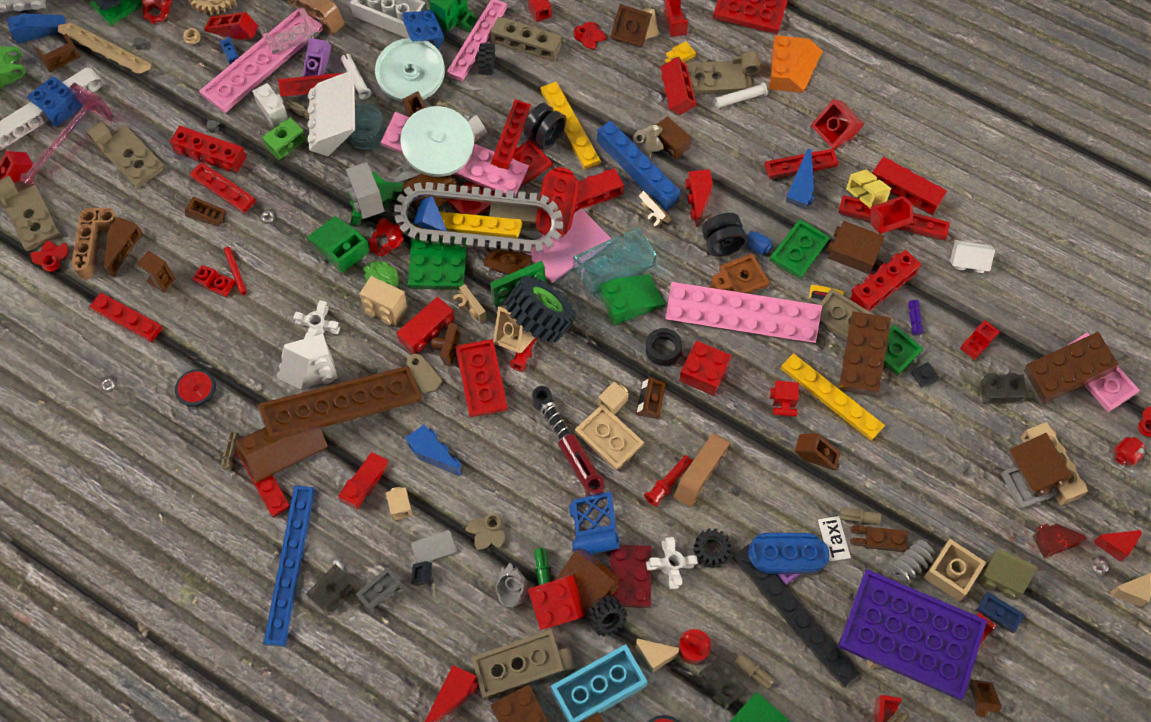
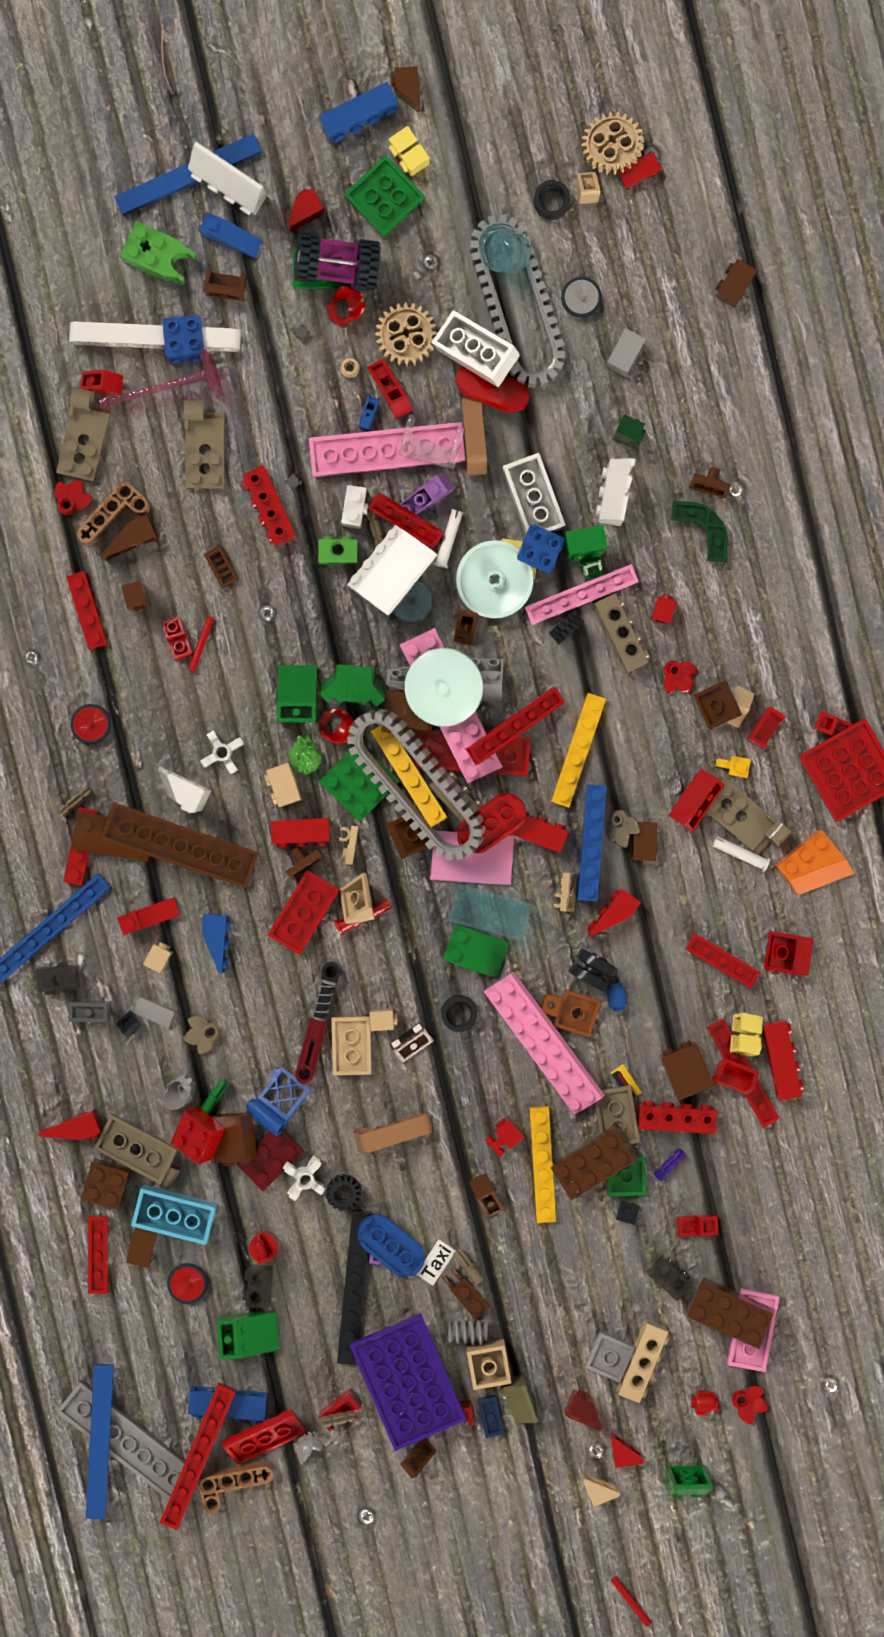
camera: 45 degrees right, 25 degrees up
(104, 47) = (267, 314): tan plate -> none
(222, 188) = (252, 555): red plate -> none
(363, 190) = (342, 688): light grey brick -> none
(424, 374) = (265, 868): dark tan piece -> none
(429, 216) = (379, 745): blue slope -> none
(504, 286) = (397, 865): green plate -> none
(540, 309) = (388, 908): black wheel -> none
(544, 125) = (550, 738): black wheel -> none
(597, 616) = (223, 1174): black tyre -> none
(655, 654) = (234, 1228): tan slope -> none
(663, 486) = (352, 1117): red pin -> none
(705, 368) = (471, 1059): red brick -> none
(754, 671) = (288, 1297): dark tan axle -> none
(799, 249) = (643, 1030): green plate -> none
(803, 186) = (697, 984): blue slope -> none
(972, 256) = (763, 1161): white brick -> none
(1040, 465) = (624, 1357): reddish brown brick -> none

